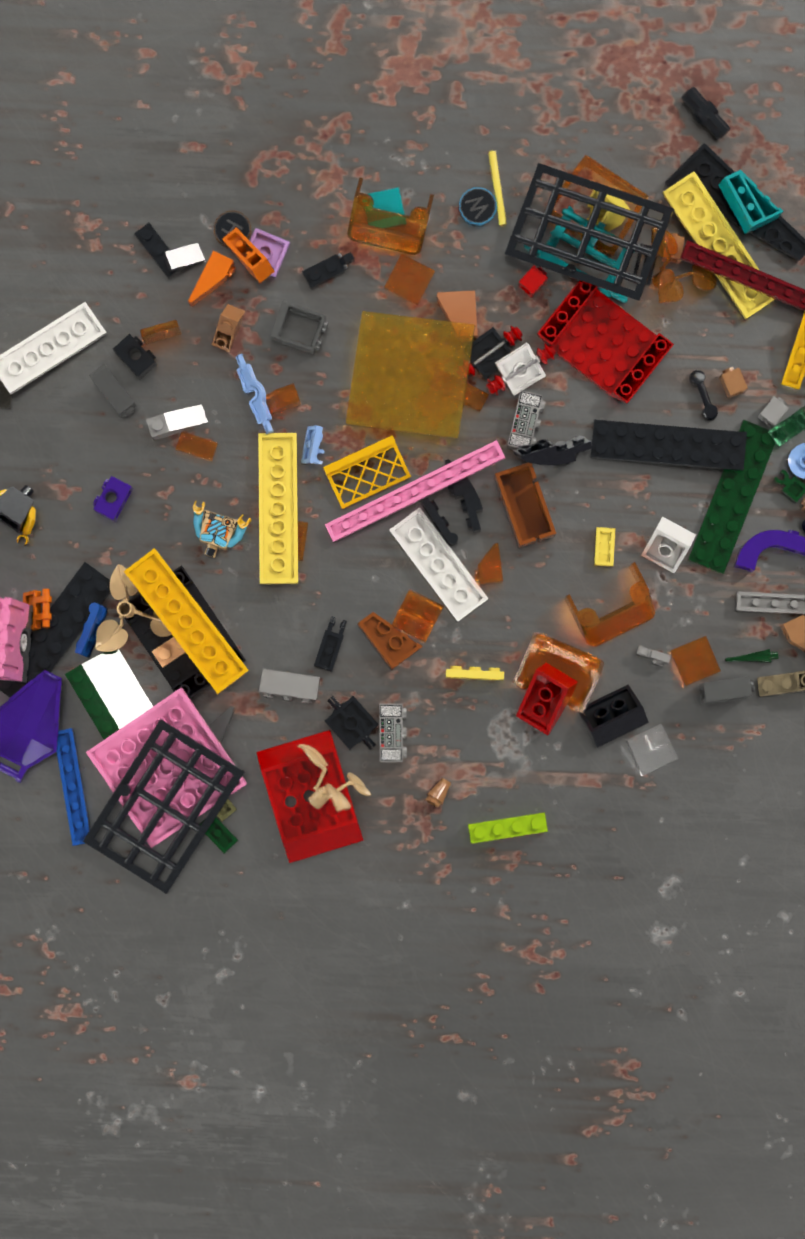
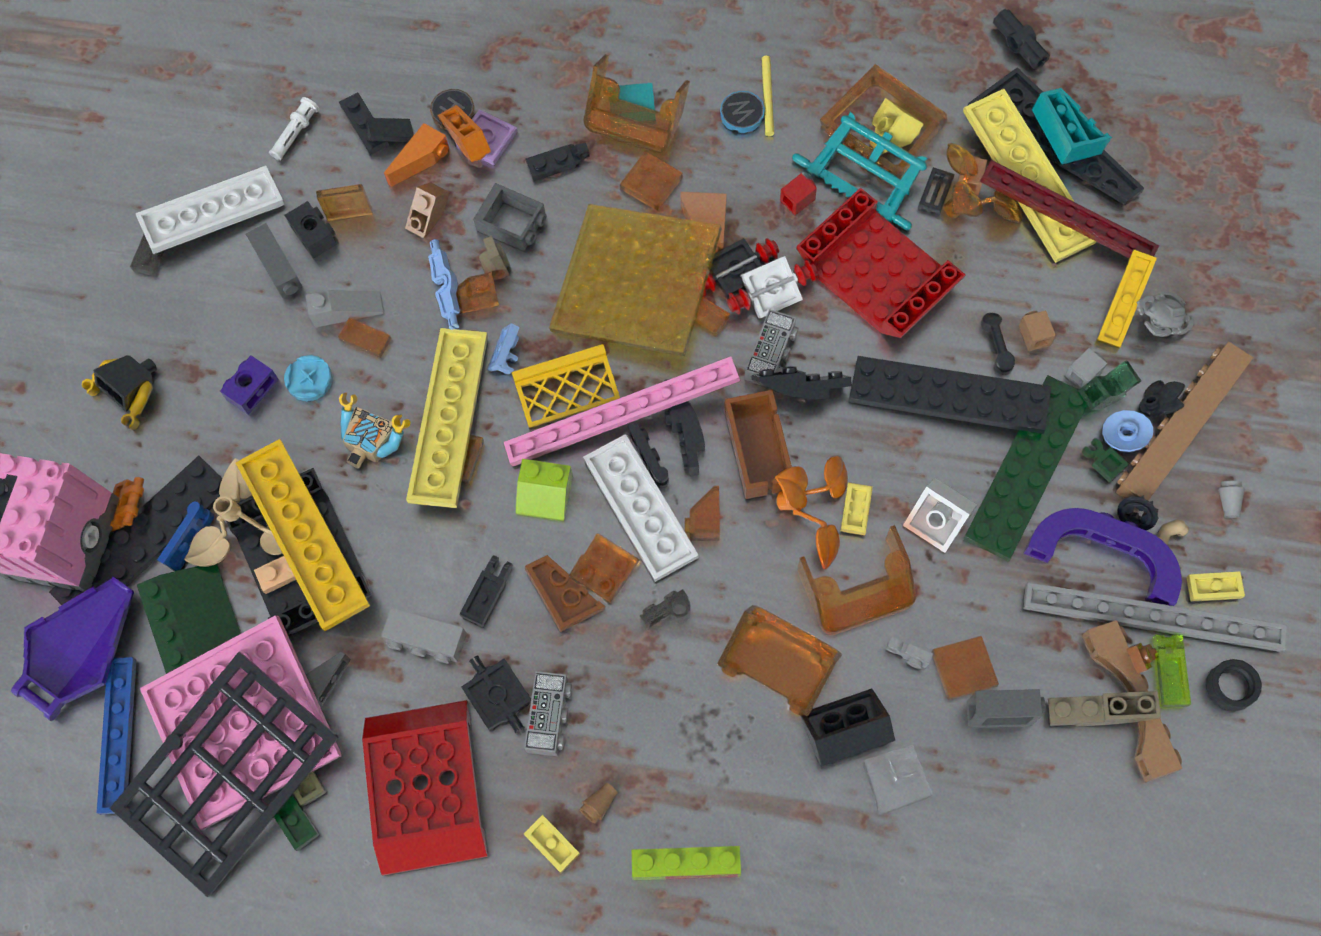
camera: 15 degrees right, 15 degrees down
(103, 255) = (298, 121): none -> white pin
(158, 486) = (308, 378): none -> medium azure tile
(292, 370) = (494, 259): none -> dark tan plate
(324, 793) = (442, 778): tan plant -> none
(362, 560) = (543, 489): none -> lime slope
(408, 826) = (551, 844): none -> light yellow plate
(459, 648) = (655, 613): none -> clear smoke plate
(474, 673) = (668, 649): light yellow plate -> none
(546, 698) = (759, 690): red slope -> none
(556, 546) = (793, 497): none -> orange plant
(570, 270) = (845, 182): black door -> none
(761, 656) = (1056, 672): dark green piece -> none

